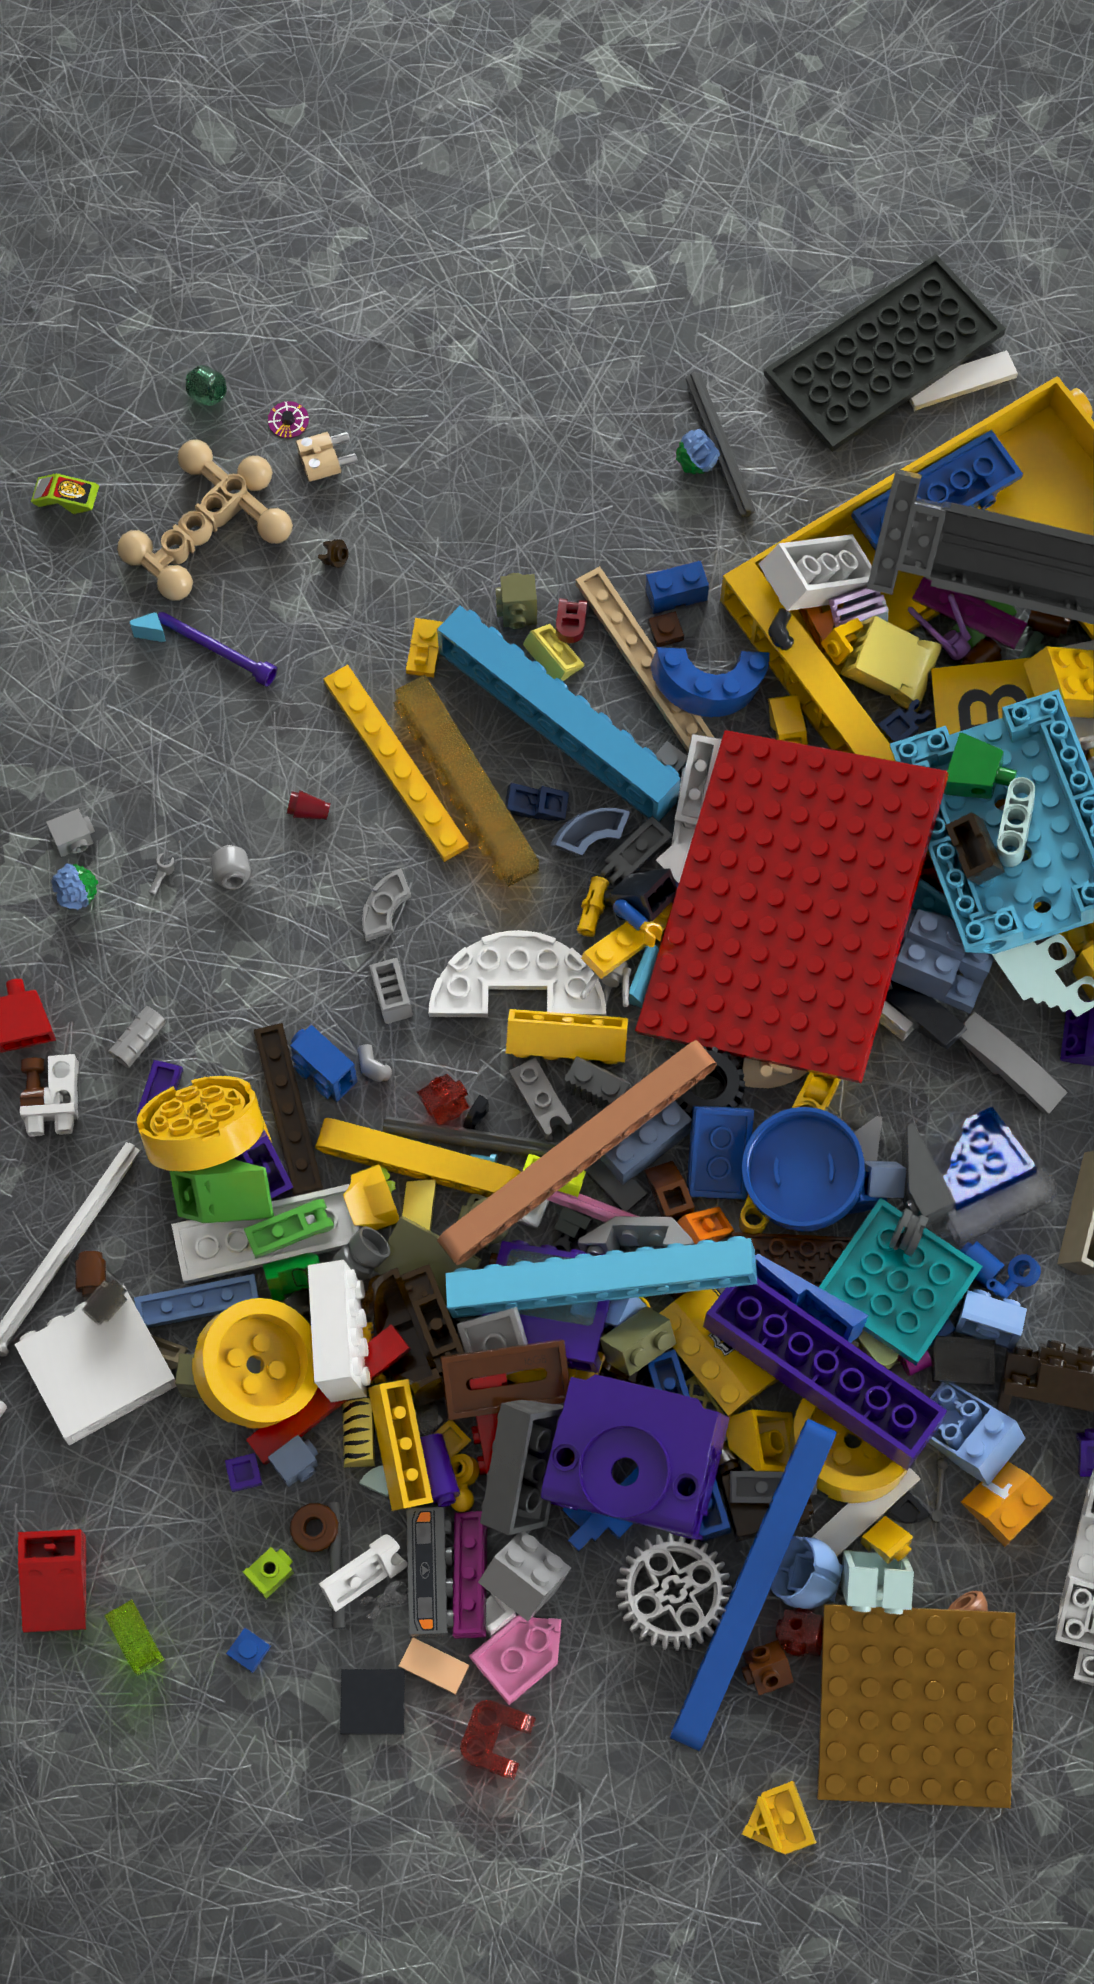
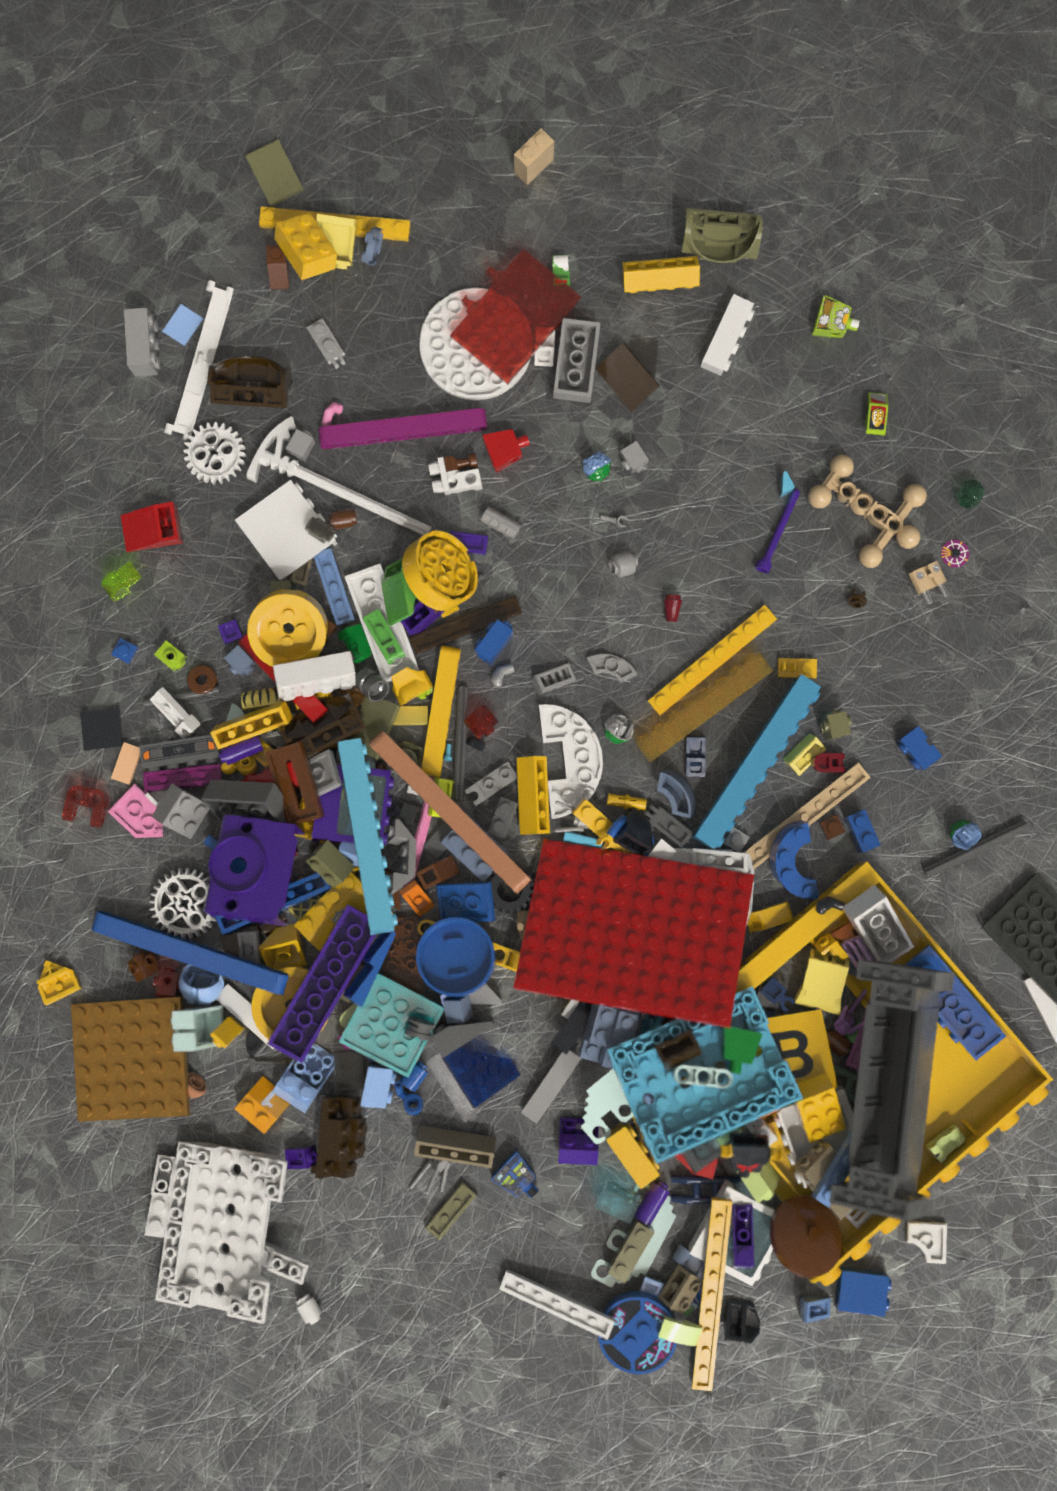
camera: 80 degrees right, 15 degrees up
(481, 901) = (618, 728): none -> light grey piece
(566, 500) = (917, 749): none -> blue brick

